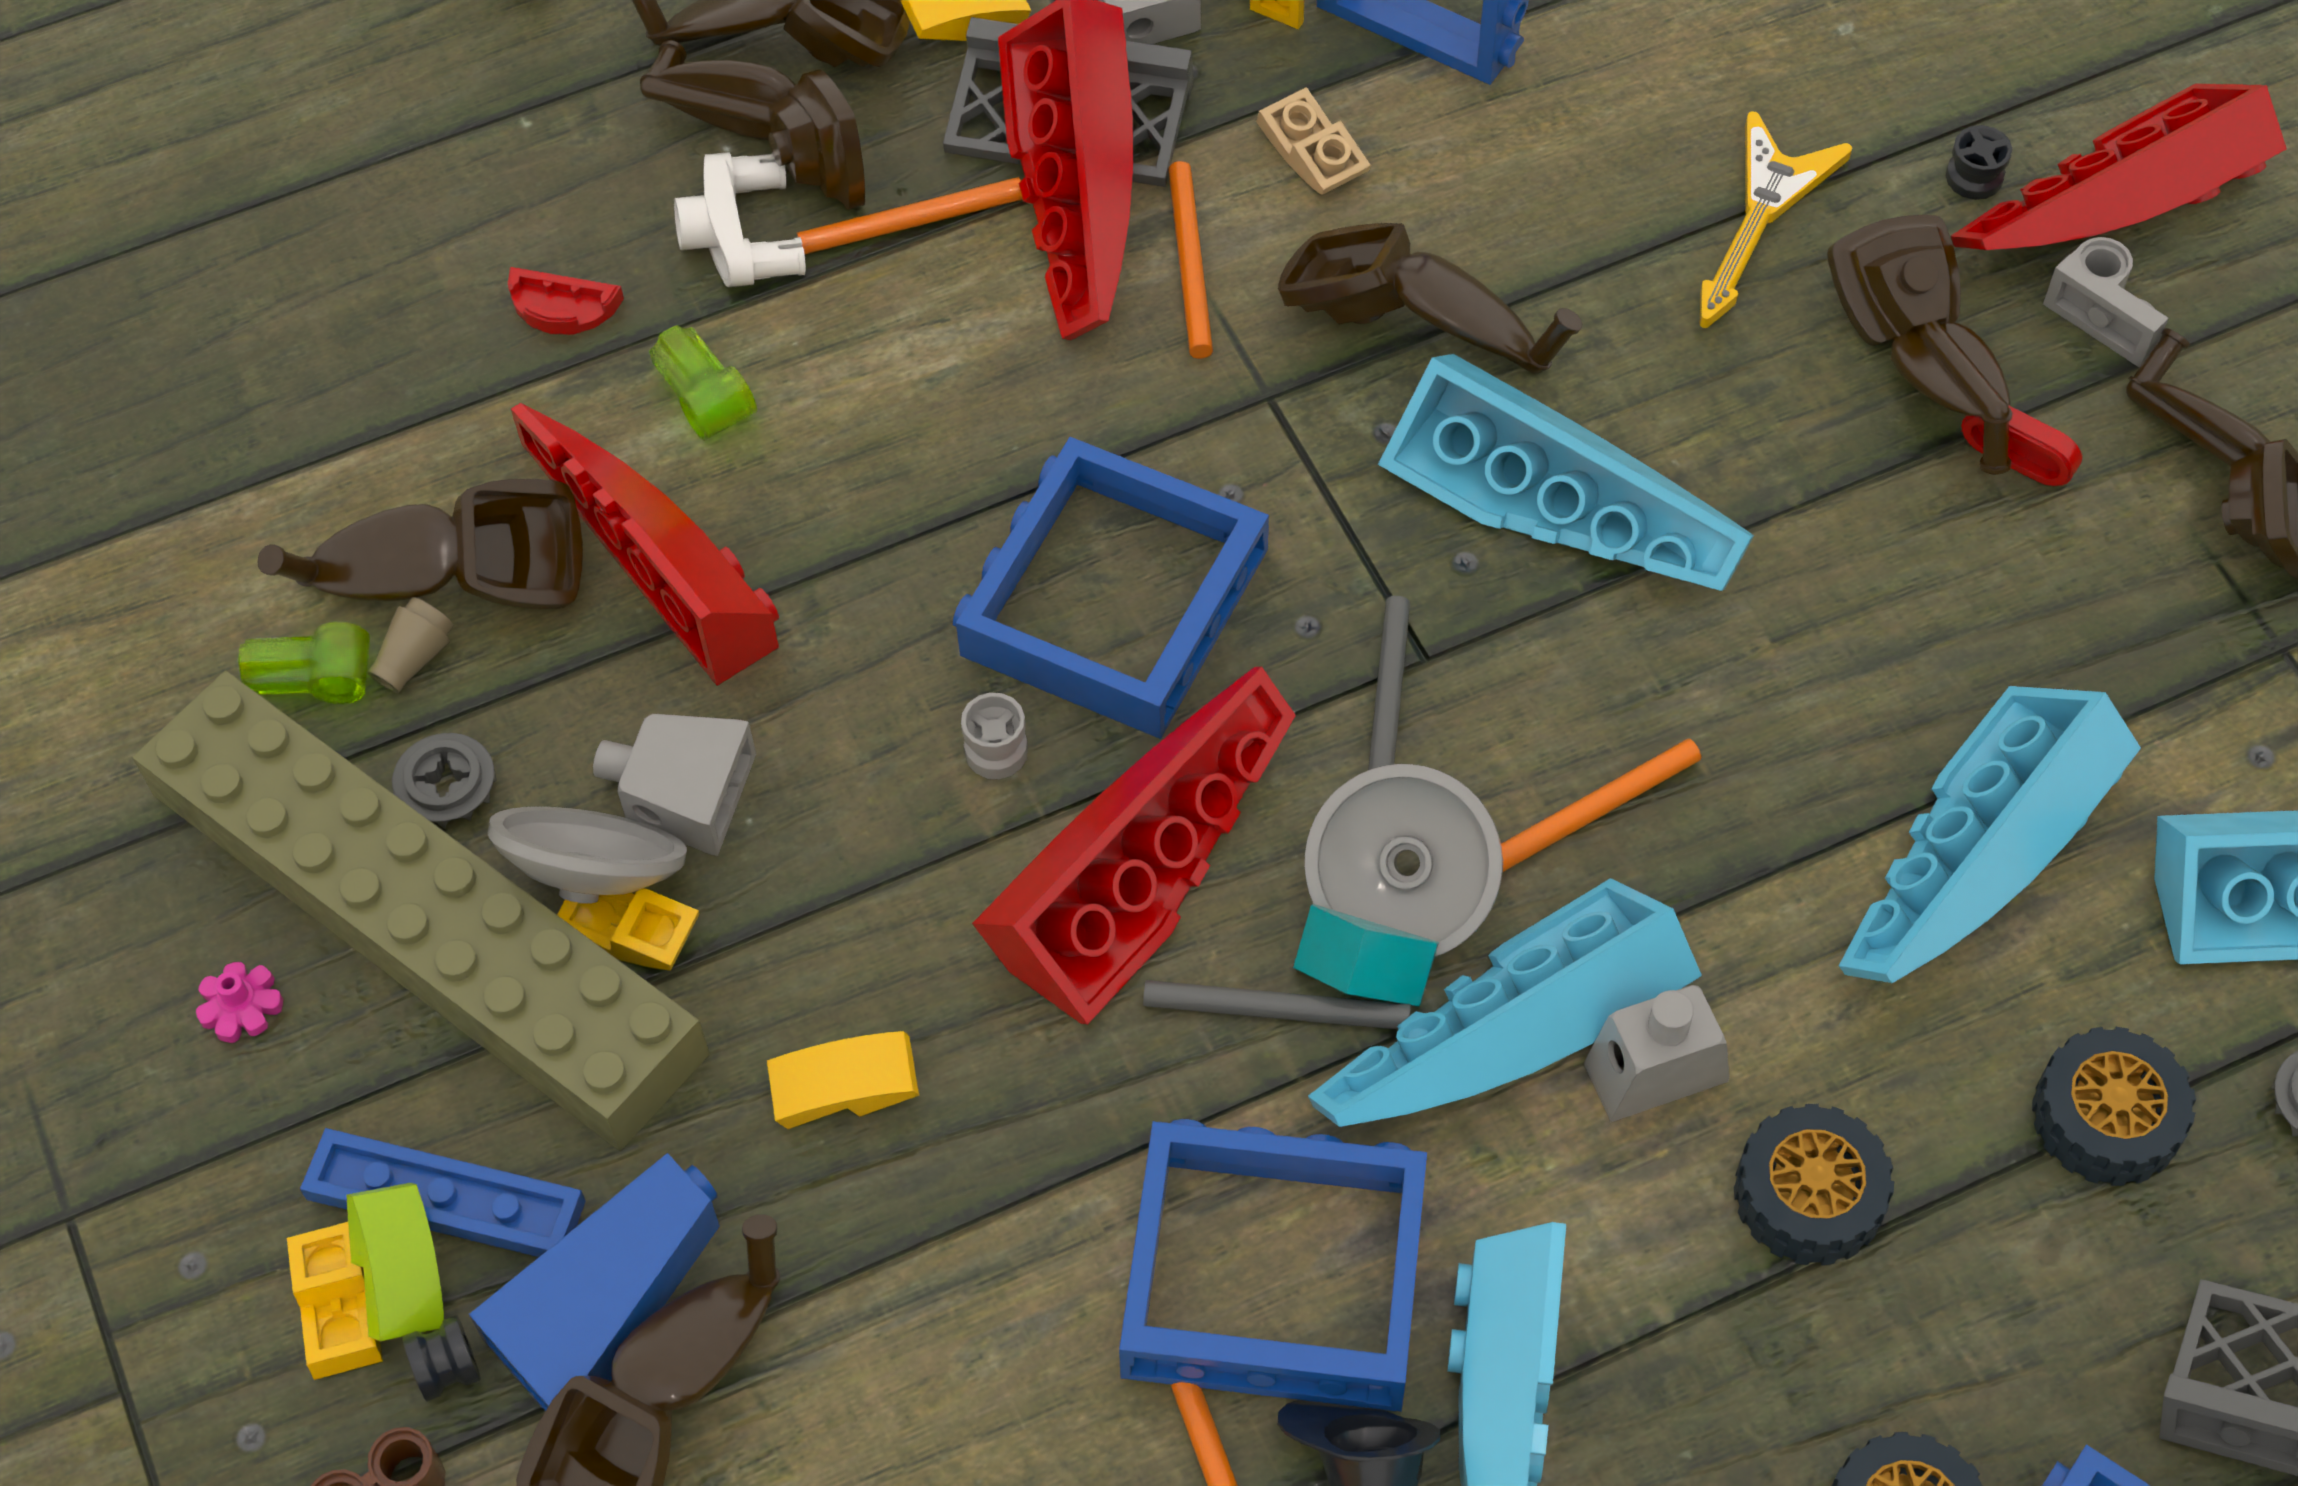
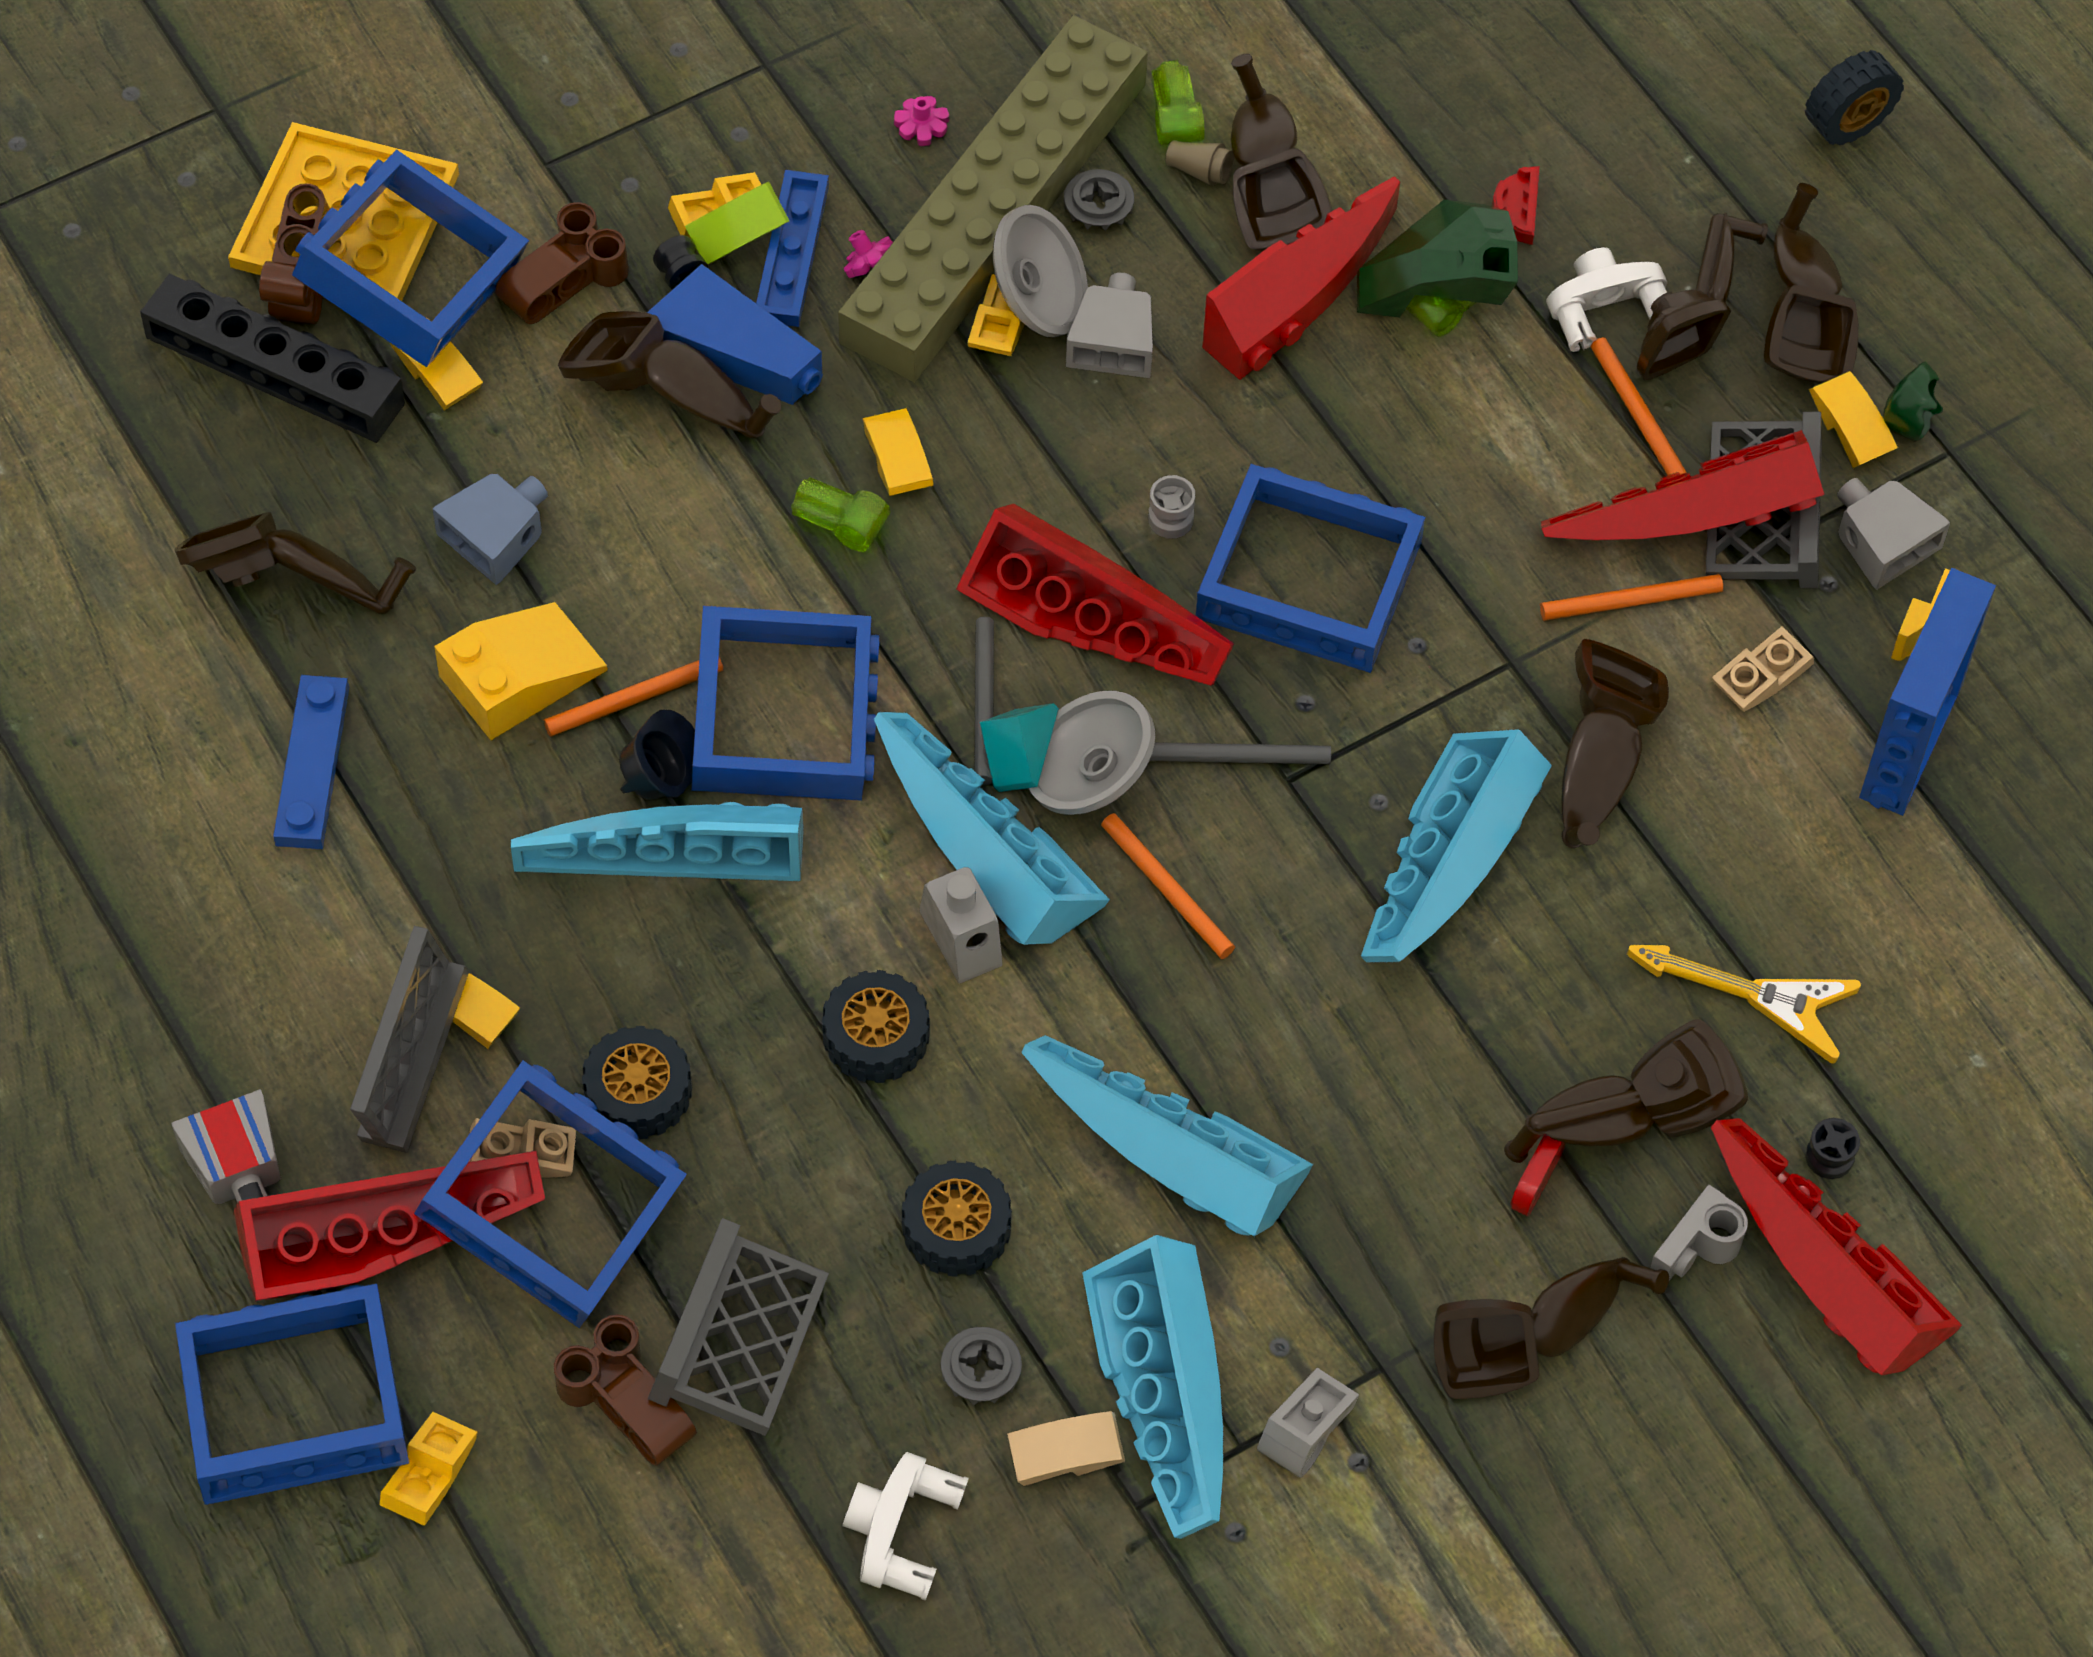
camera: 80 degrees right, 0 degrees up
(484, 1088) = (865, 253): none -> dark pink plant
(654, 363) = (1449, 254): none -> dark green brick
(950, 1147) = (851, 517): none -> clear neon green piece

